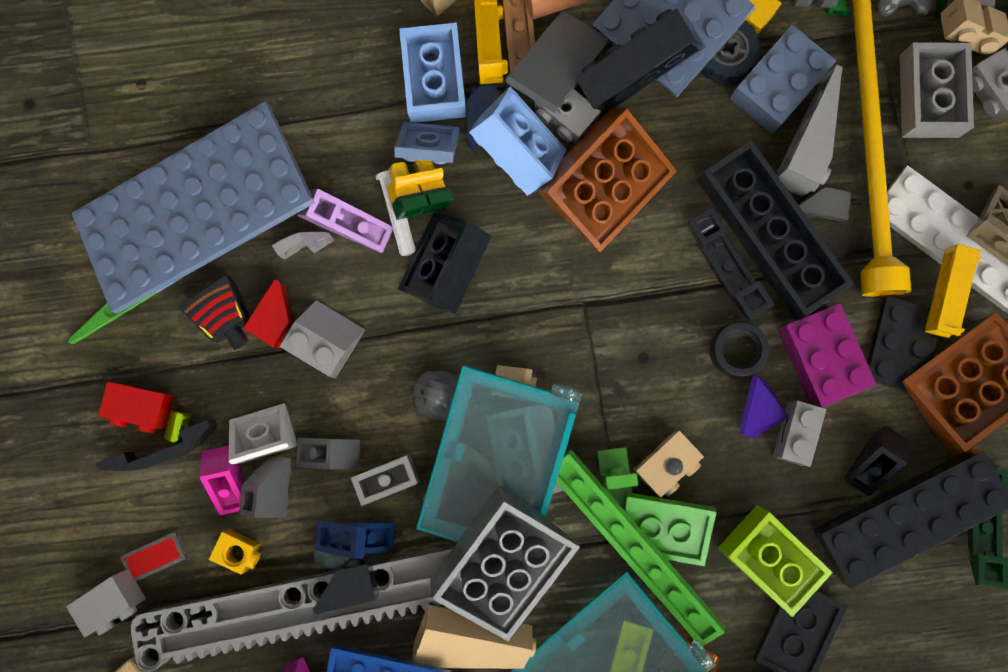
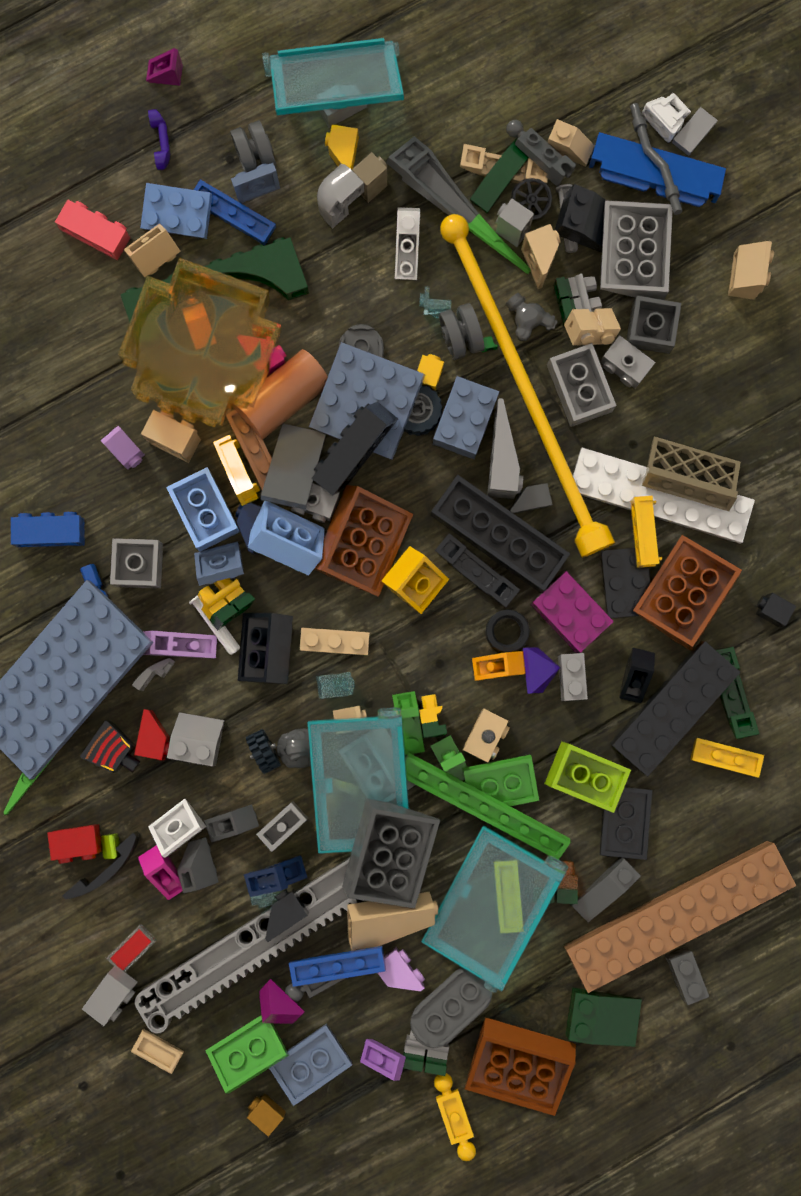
camera: 25 degrees left, 0 degrees up
(223, 554) = (182, 926): yellow brick -> none
(243, 32) = (47, 530): none -> blue brick
(275, 99) = (90, 573): none -> blue bar
(331, 106) = (136, 563): none -> light grey brick
(396, 382) = (263, 751): none -> black wheel
(511, 337) = (335, 685): none -> clear light blue bracket
(529, 285) = (334, 641): none -> tan plate
(587, 412) = (411, 723): none -> bright green bracket
(609, 418) = (429, 719): none -> hips
(652, 247) = (415, 579): none -> yellow slope
(715, 386) = (498, 665): none -> light orange slope
(952, 601) = (727, 757): none -> yellow plate

